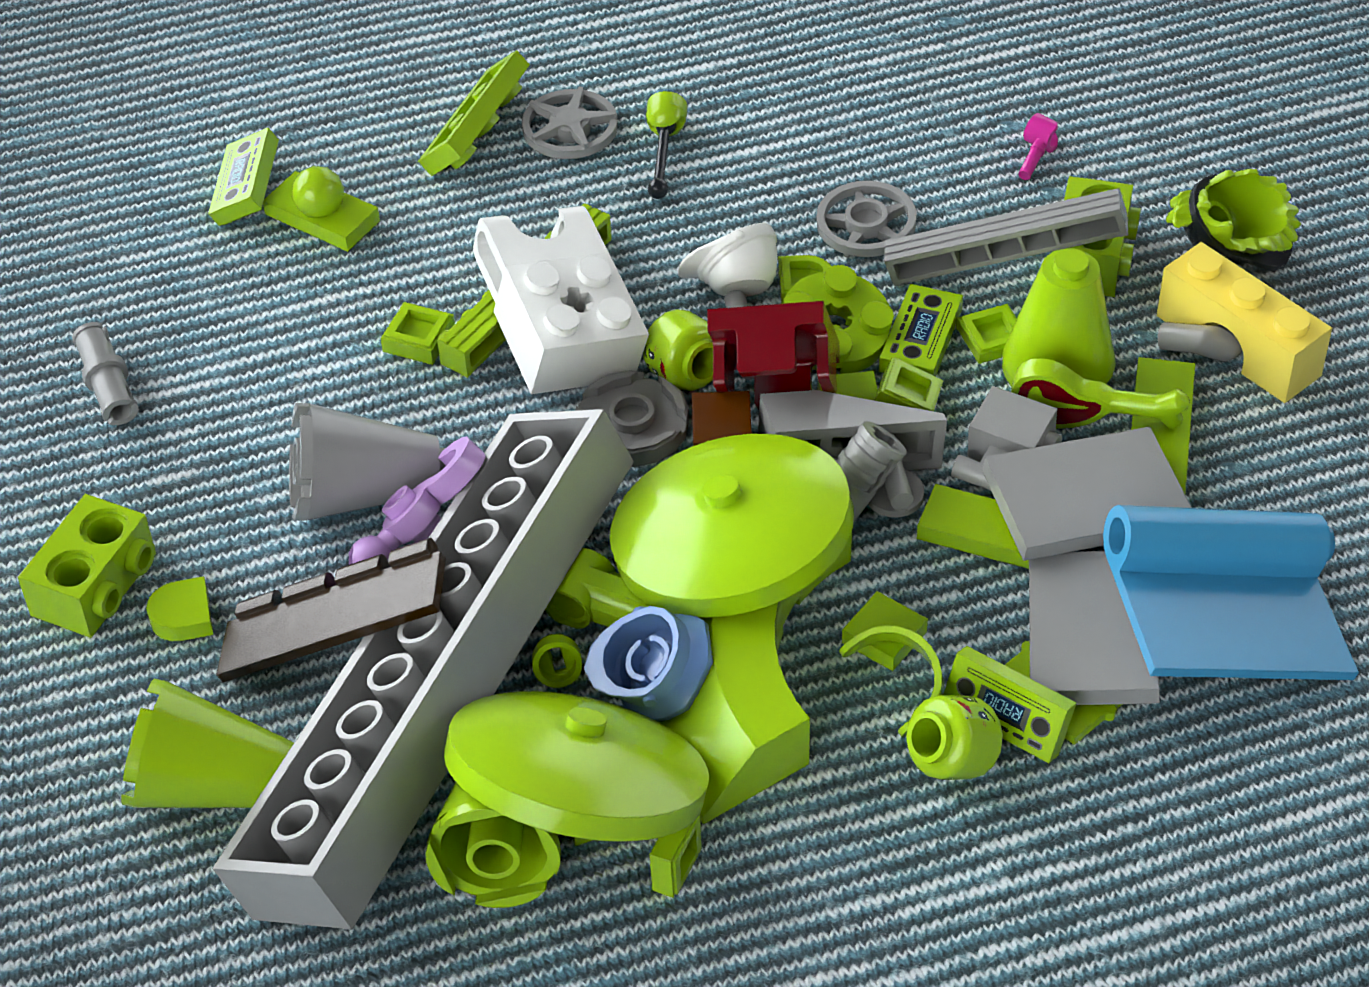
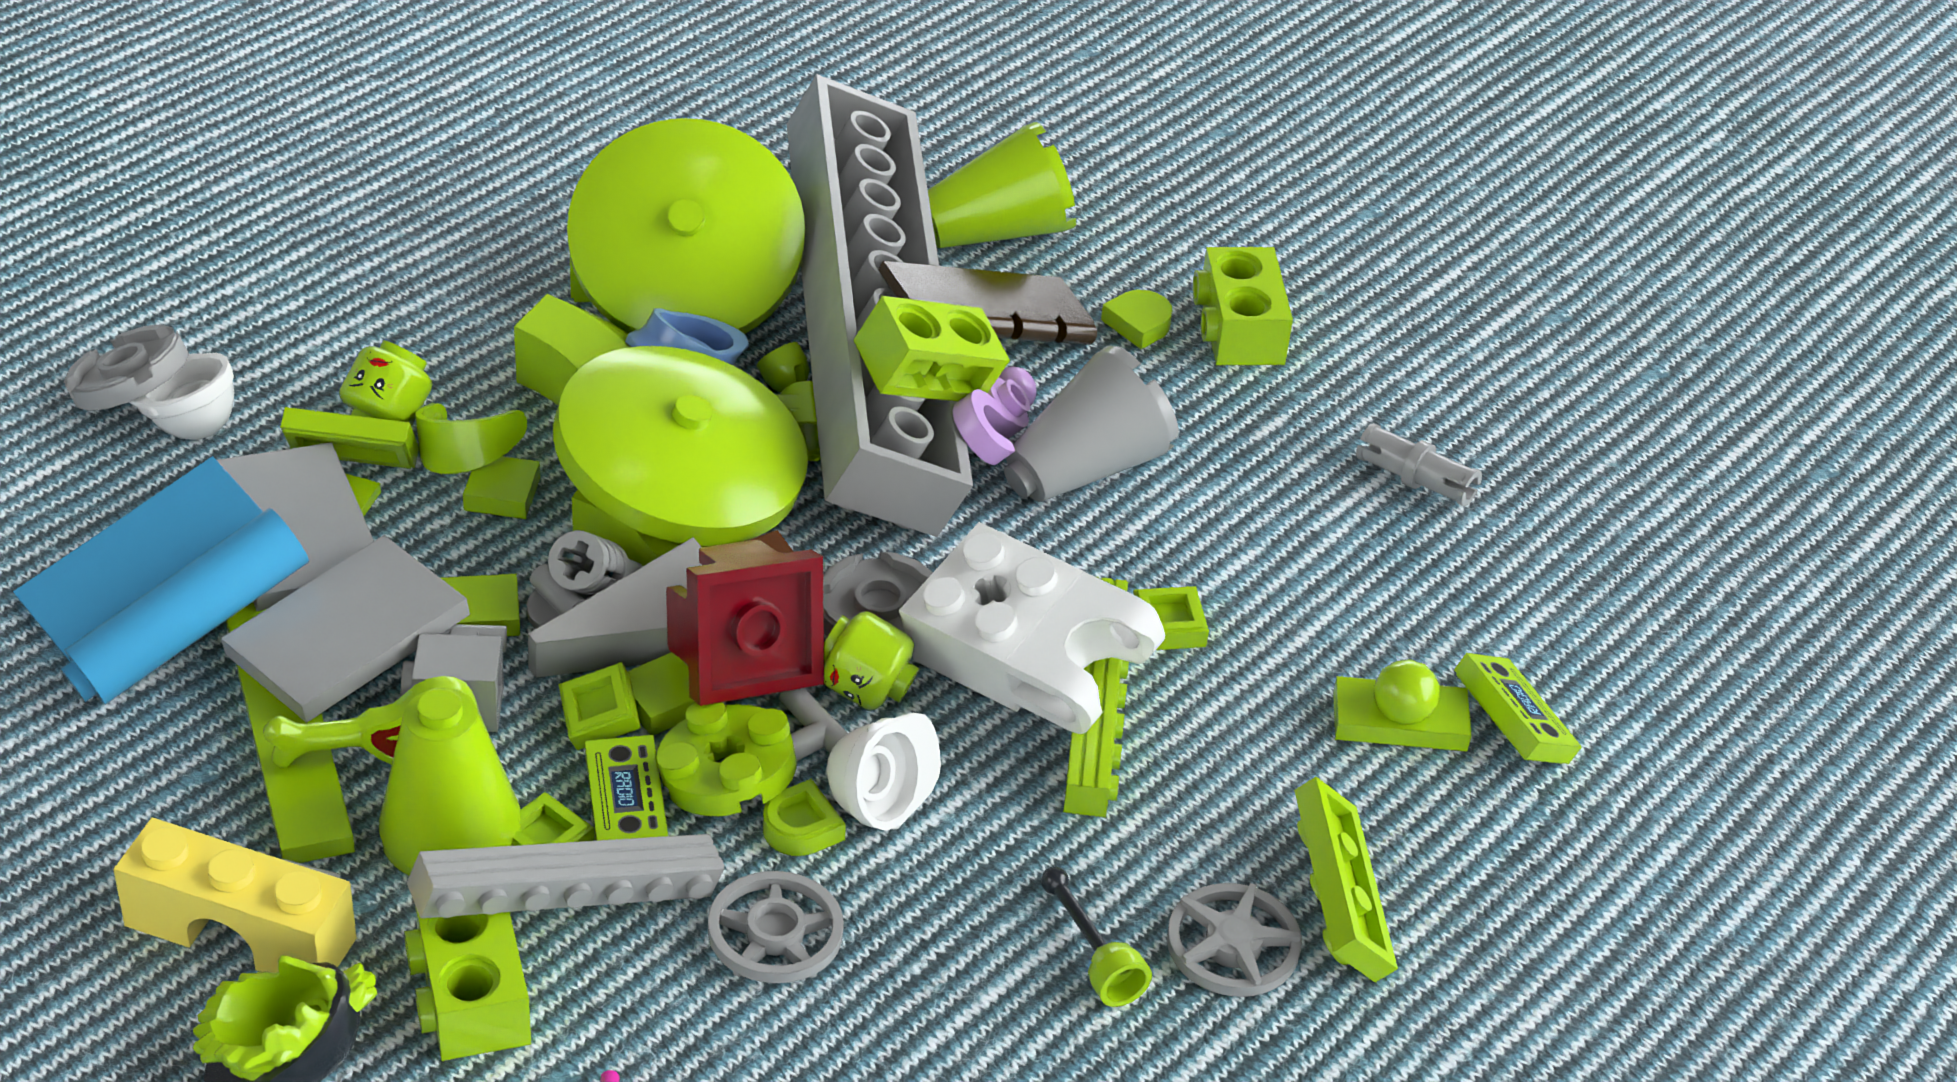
camera: 145 degrees right, 5 degrees down
(468, 487) = (930, 349): none -> lime brick
(1156, 811) = (194, 399): none -> white hat
(1201, 863) = (134, 367): none -> light grey tile

